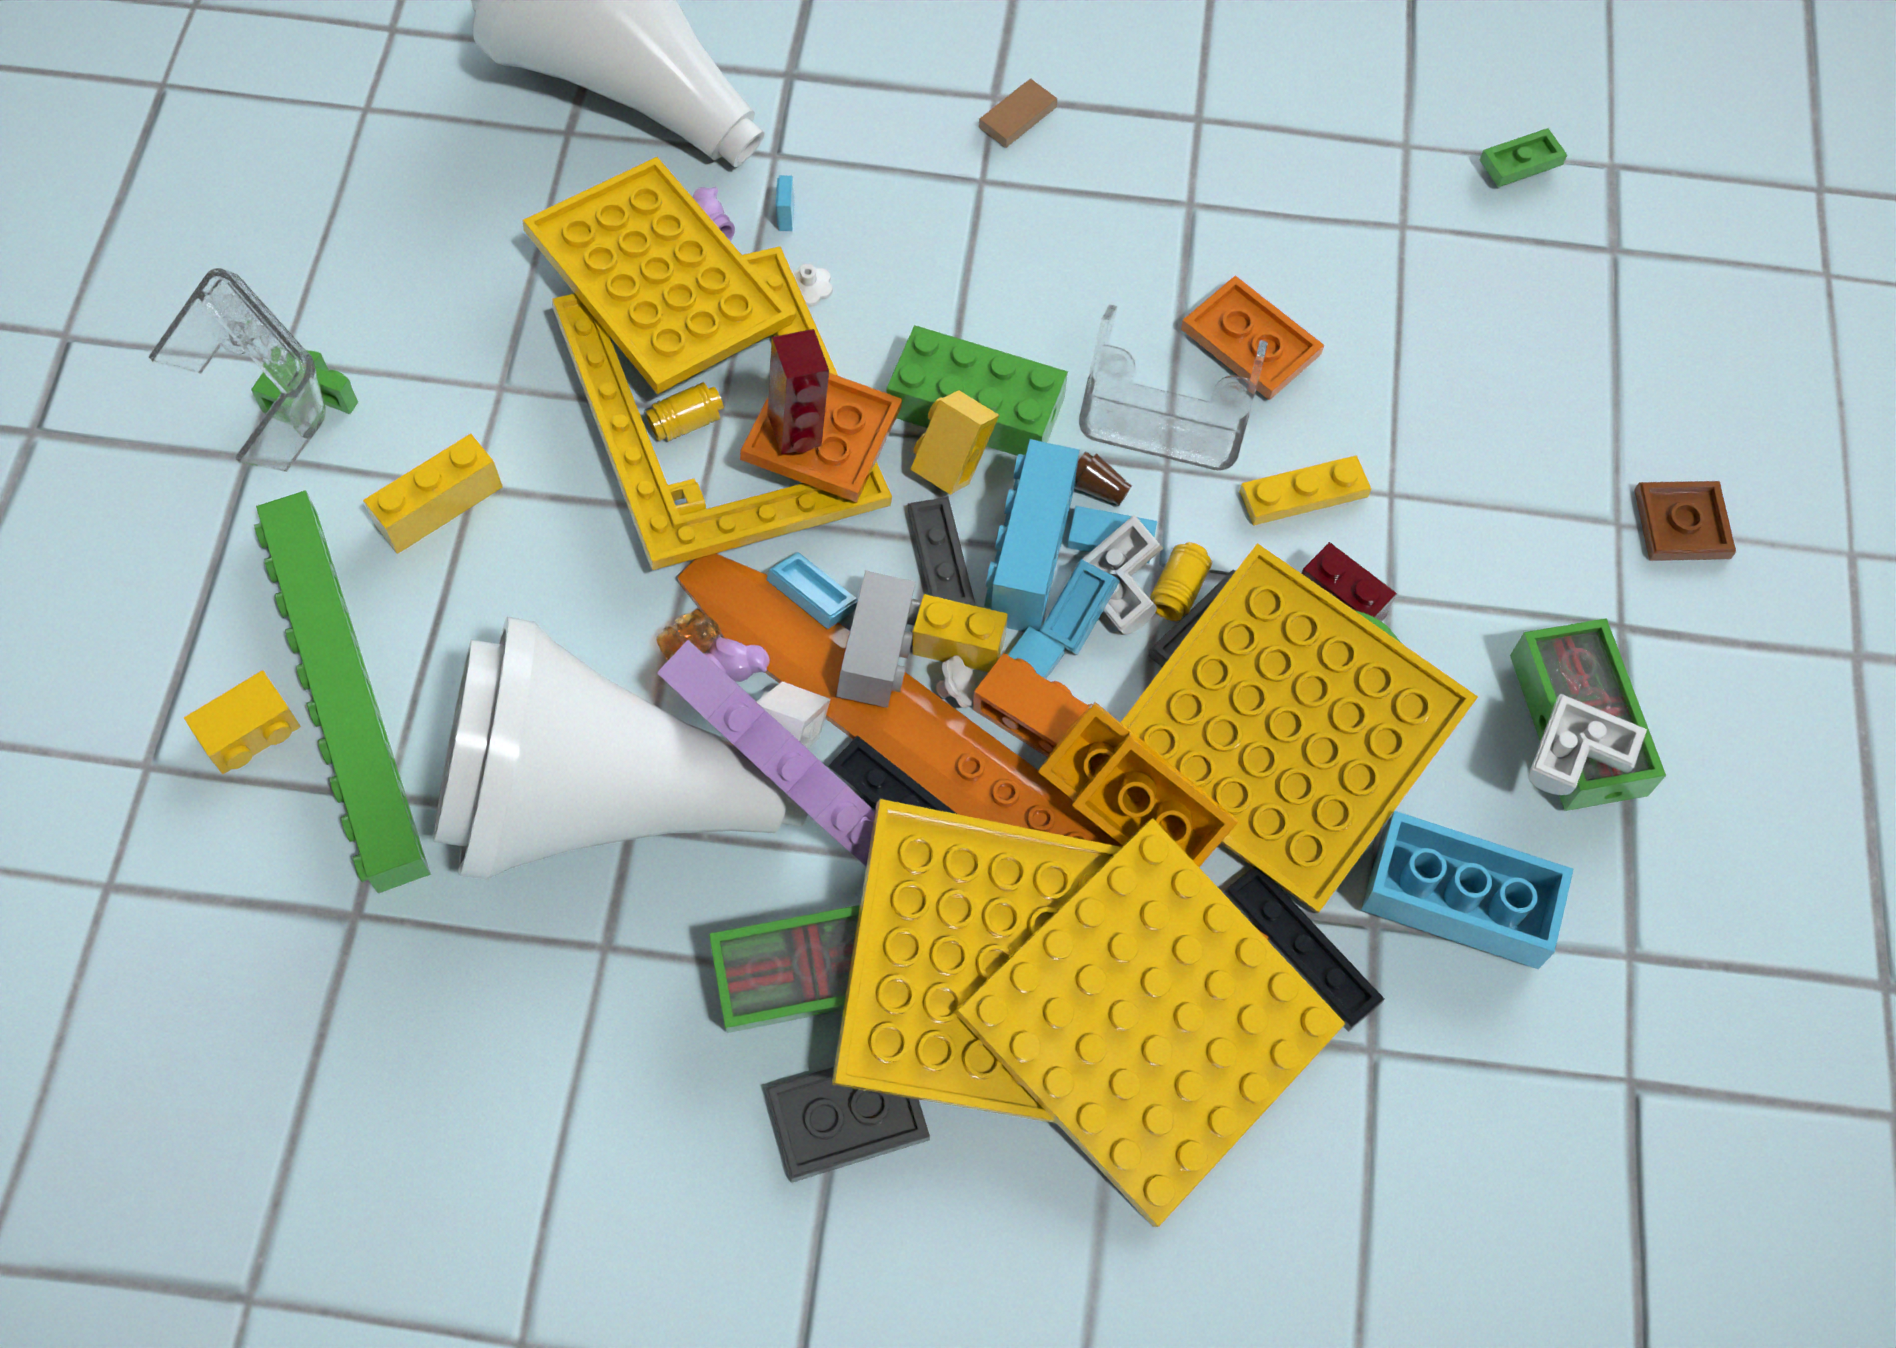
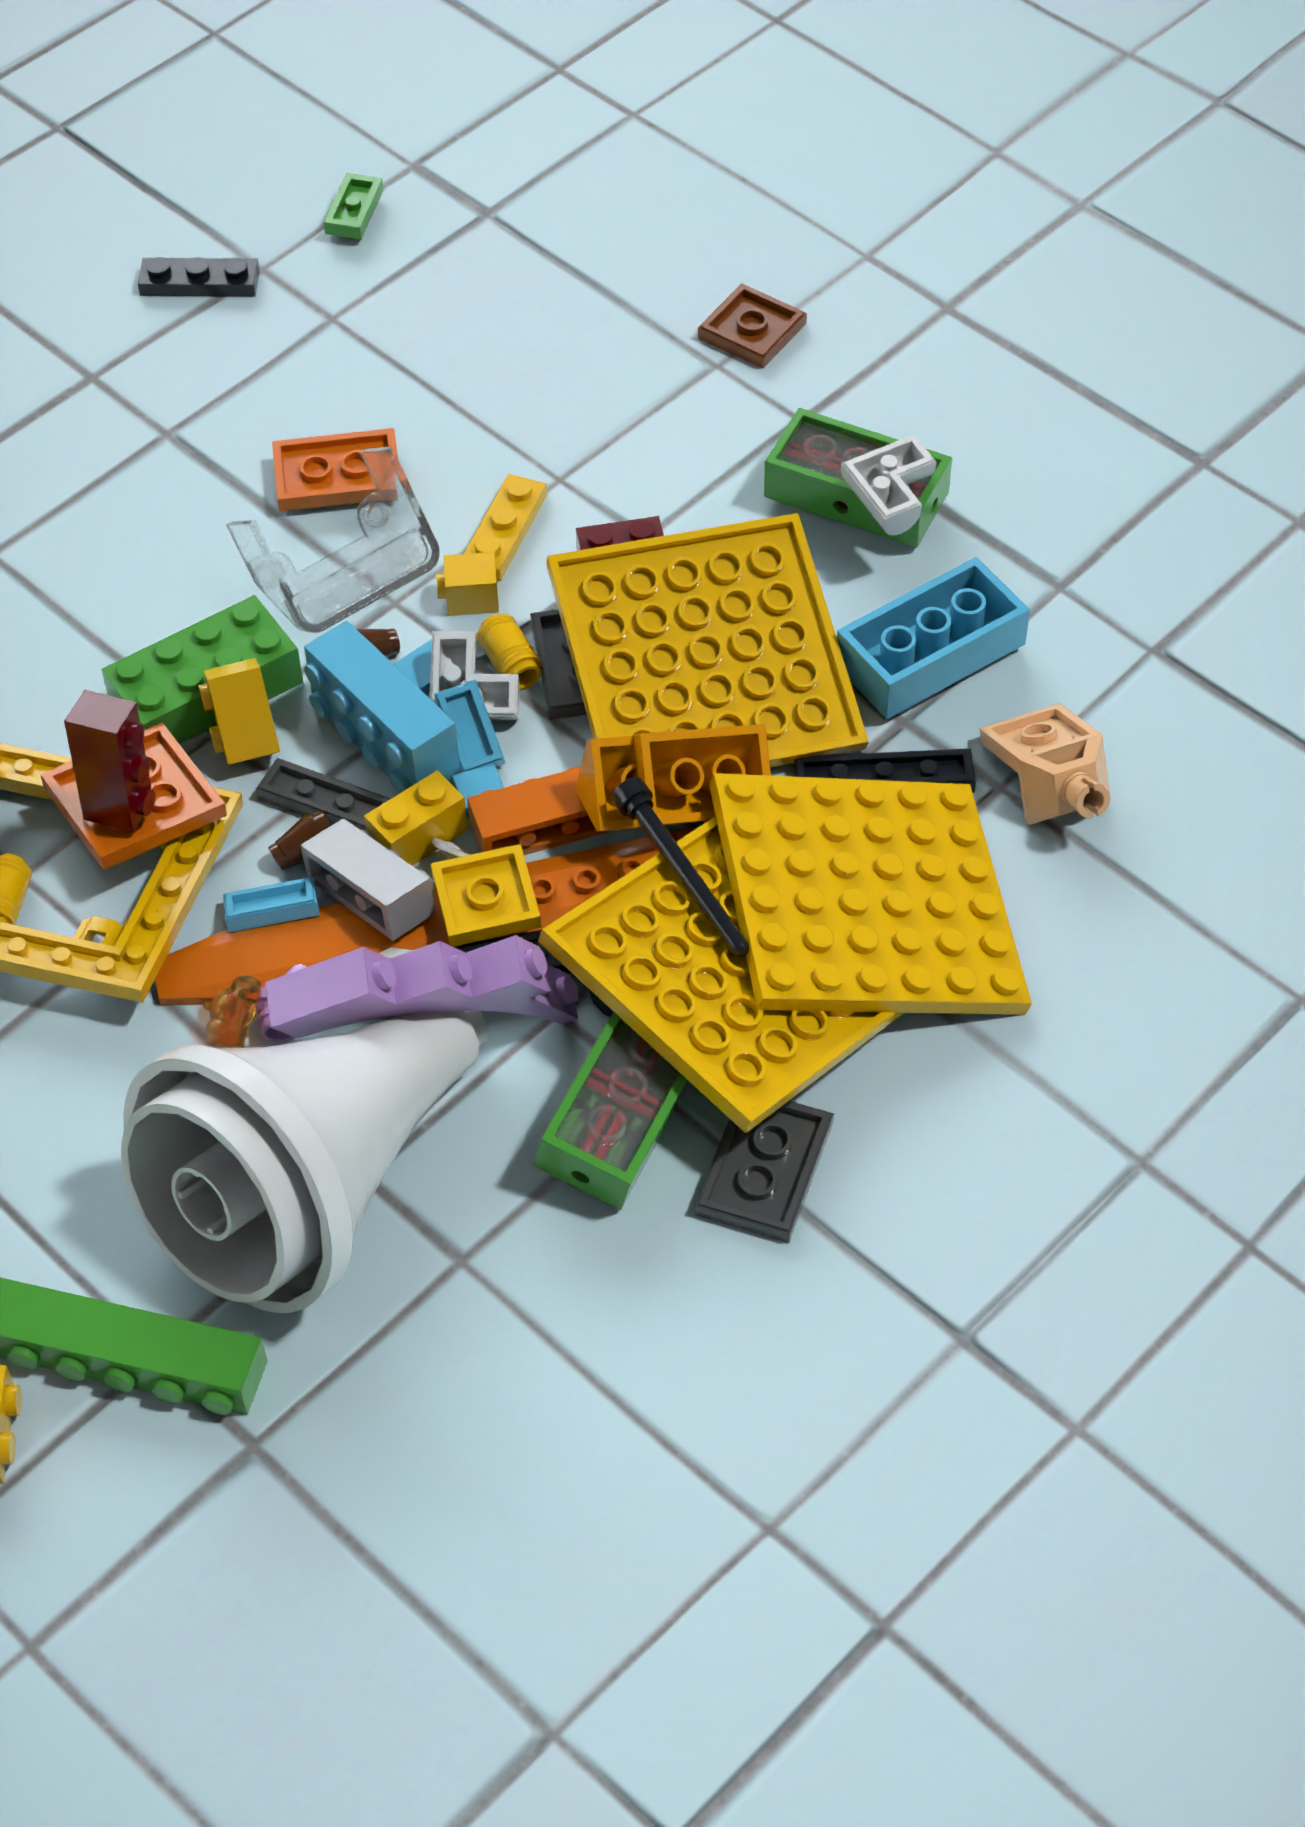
camera: 50 degrees left, 10 degrees down
(885, 563) = (287, 848): none -> reddish brown cone
(924, 731) = (485, 895): none -> yellow plate
(1073, 778) = (635, 800): none -> black piece
(1221, 506) = (469, 583): none -> yellow brick
(1355, 112) = (198, 277): none -> black plate
(1420, 1078) = (1056, 761): none -> light nougat plate

